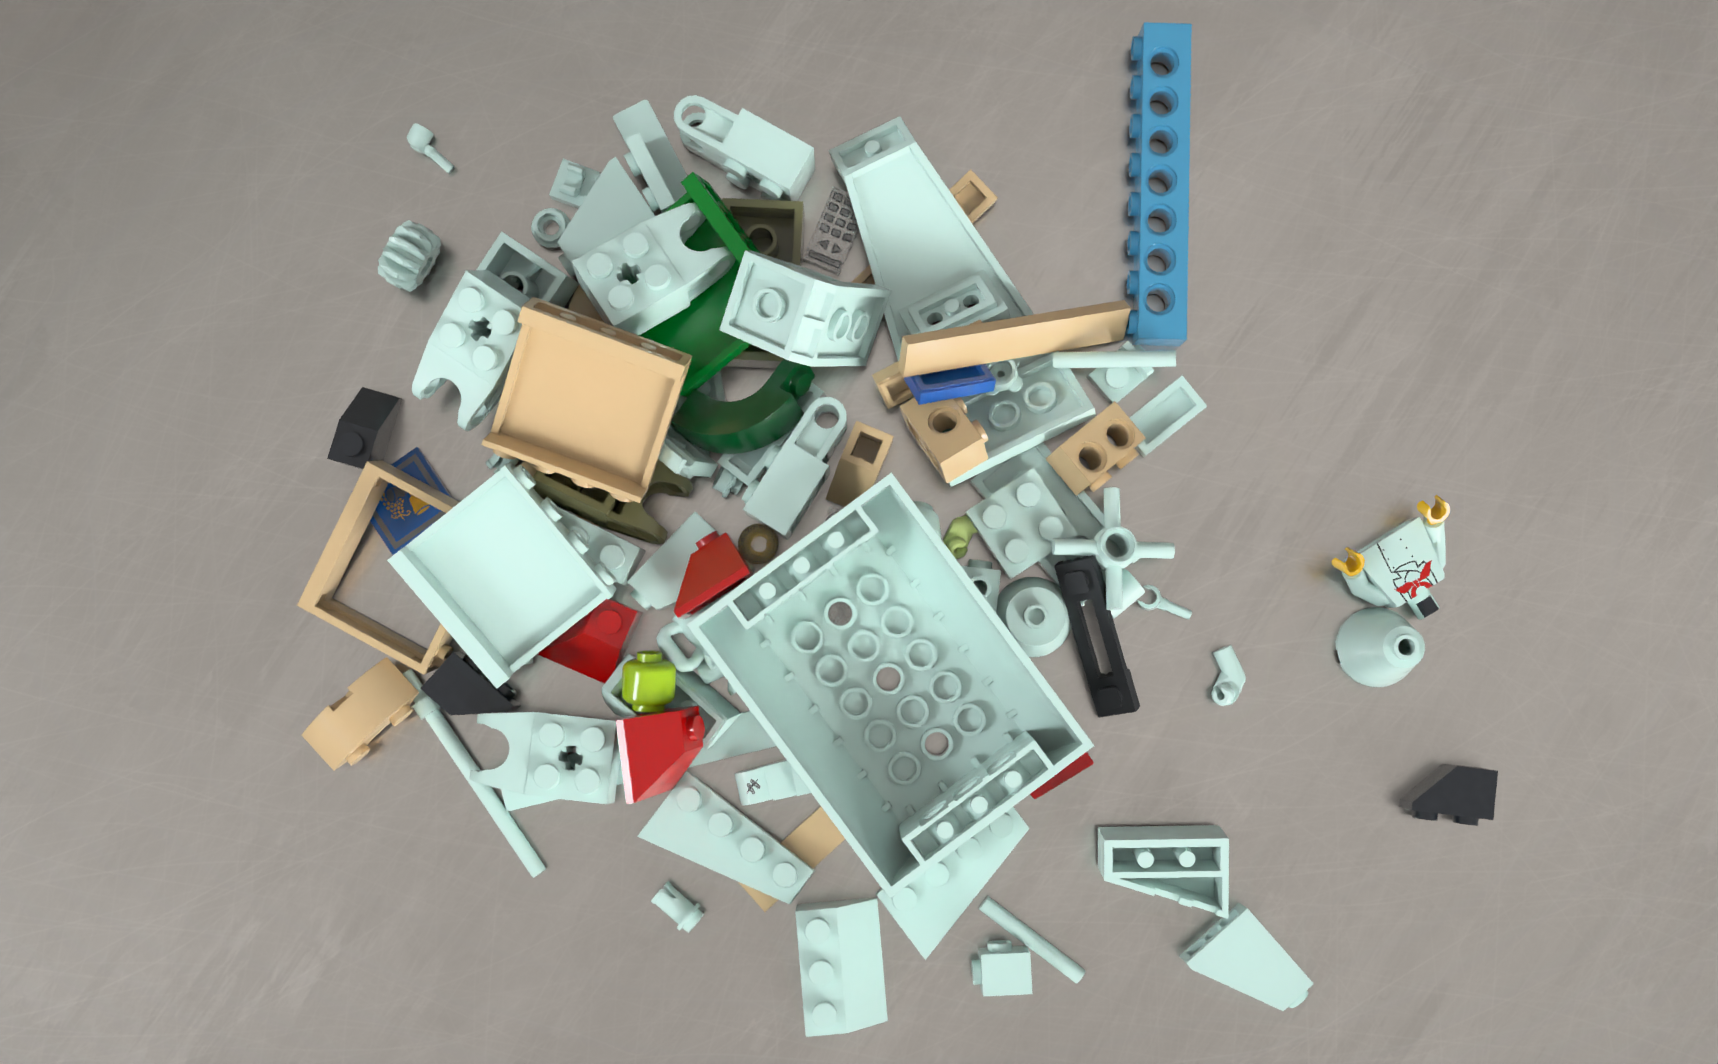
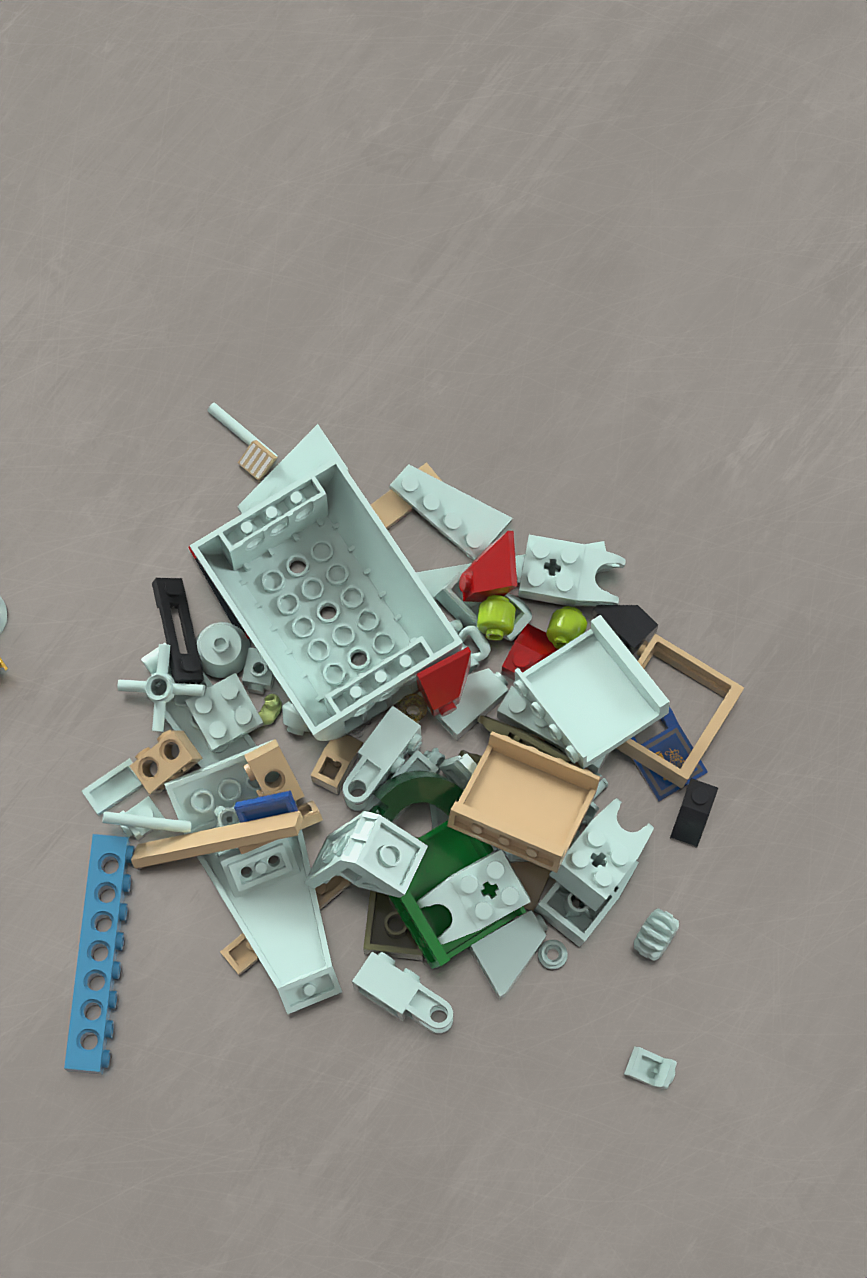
camera: 175 degrees left, 10 degrees down
(371, 704) = (702, 611): tan brick -> none
(411, 82) = (650, 1068): none -> light aqua bracket
(419, 140) = (648, 1028): light aqua hand -> none
(429, 710) = (654, 611): light aqua bar -> none
(551, 677) = (566, 626): none -> lime head
(573, 183) = (533, 986): light aqua tile -> none
(651, 155) = (472, 997): light aqua bracket -> none
(678, 907) = (486, 469): light aqua pin -> none
(769, 782) = (420, 548): light aqua leg -> none
(833, 234) = (344, 936): clear tile -> none
(841, 966) = (376, 423): light aqua slope -> none
(1002, 969) = (264, 413): light aqua brick -> none
(1006, 899) = (257, 460): none -> tan tile
(1164, 604) = (127, 654): light aqua hand -> none
(1169, 861) = (143, 476): light aqua wedge -> none
(1230, 678) = (85, 598): light aqua arm -> none
(1248, 960) = (95, 409): light aqua slope -> none

